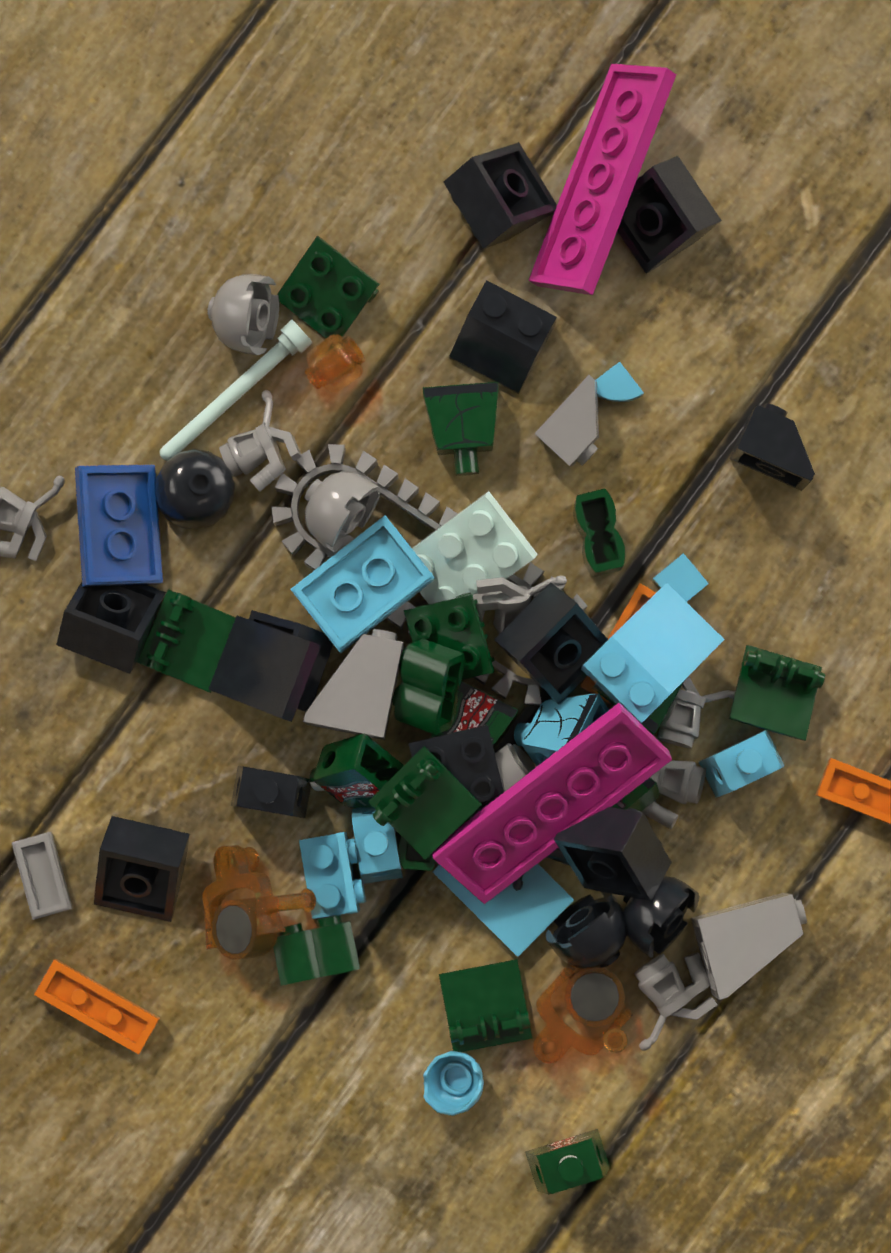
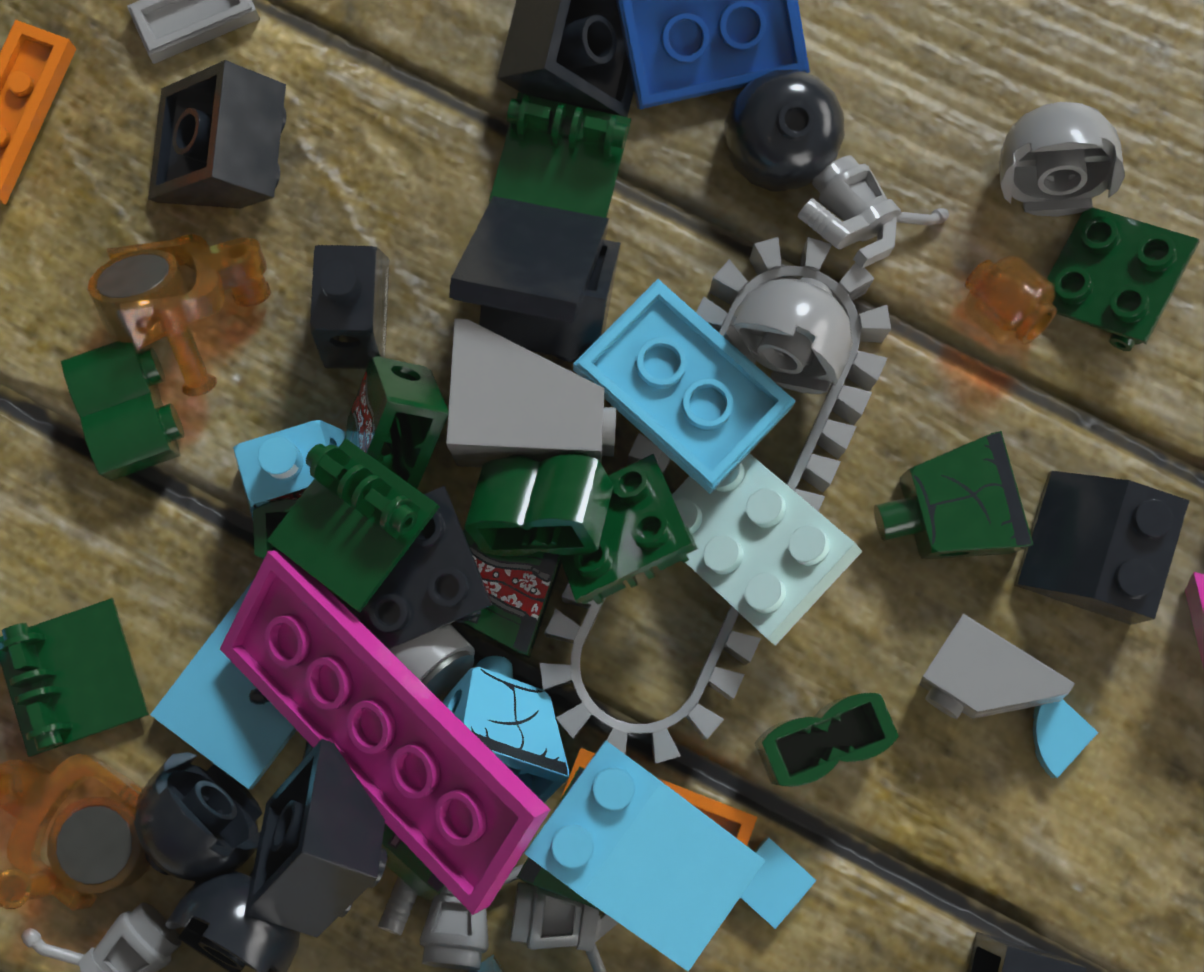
camera: 80 degrees right, 5 degrees down
(290, 341) = (1027, 233): light aqua piece -> none
(330, 874) = (236, 413): medium azure bracket -> none
(507, 598) = (681, 624): light grey piece -> none
(552, 642) = (640, 689): black slope -> none

